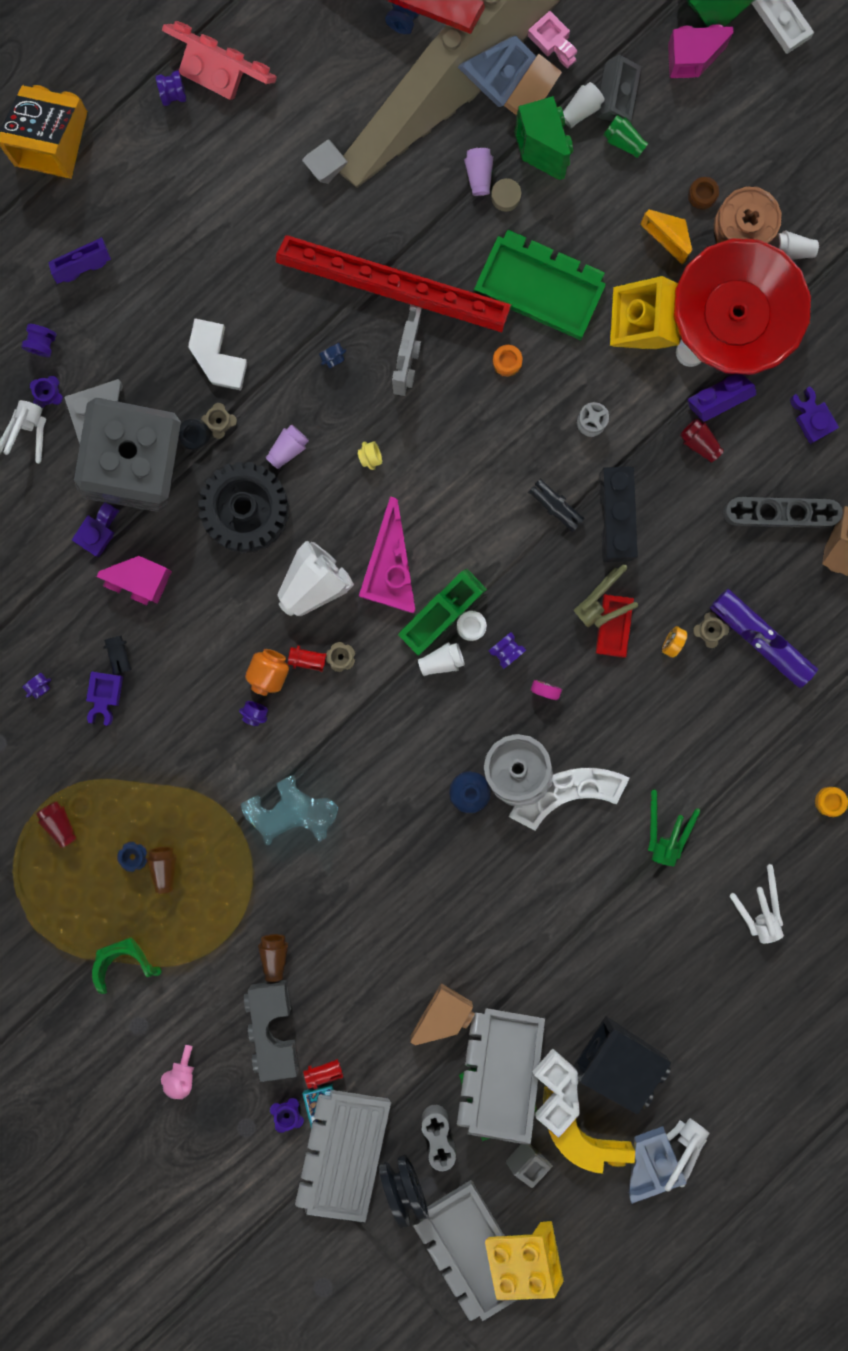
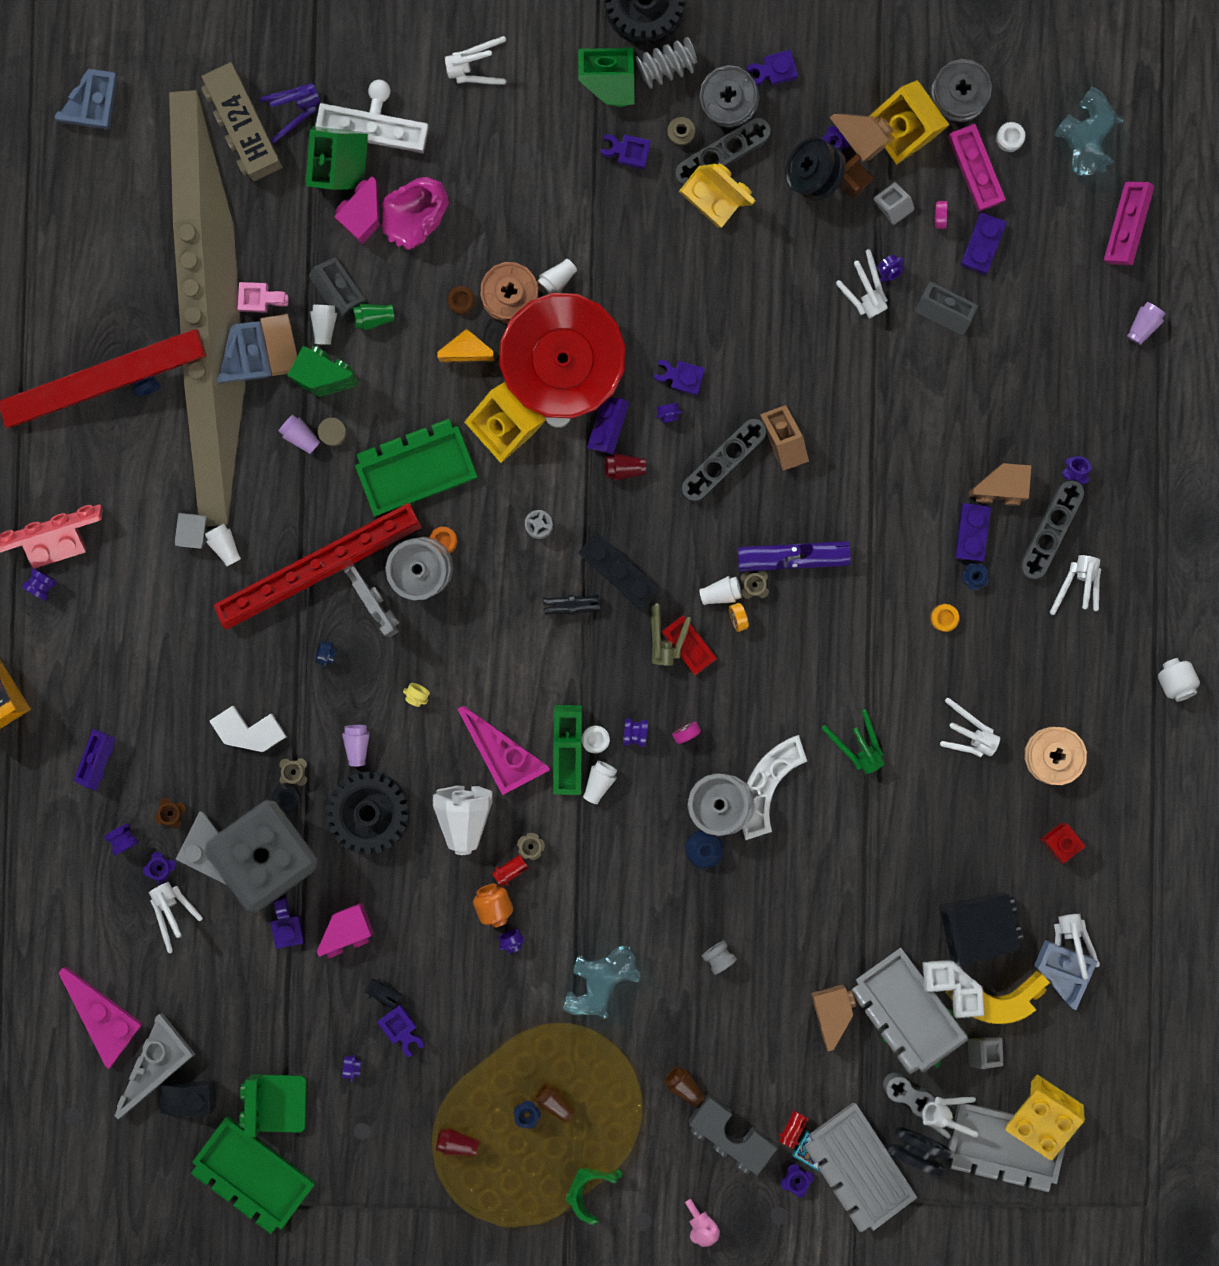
camera: 45 degrees left, 0 degrees up
(97, 350) = (162, 815): none -> reddish brown plate
(339, 195) = (223, 544): none -> white cone
(398, 885) = (719, 957): none -> light grey wheel
(445, 1179) = (938, 1116): none -> white plant
(457, 347) = (435, 563): none -> light grey wheel
(681, 610) = (722, 591): none -> white cone
(738, 86) = (414, 211): none -> dark pink piece
(751, 1065) = (1062, 842): none -> red brick
(777, 433) = (668, 412): none -> dark purple plate
(830, 994) = (1049, 740): none -> light nougat wheel

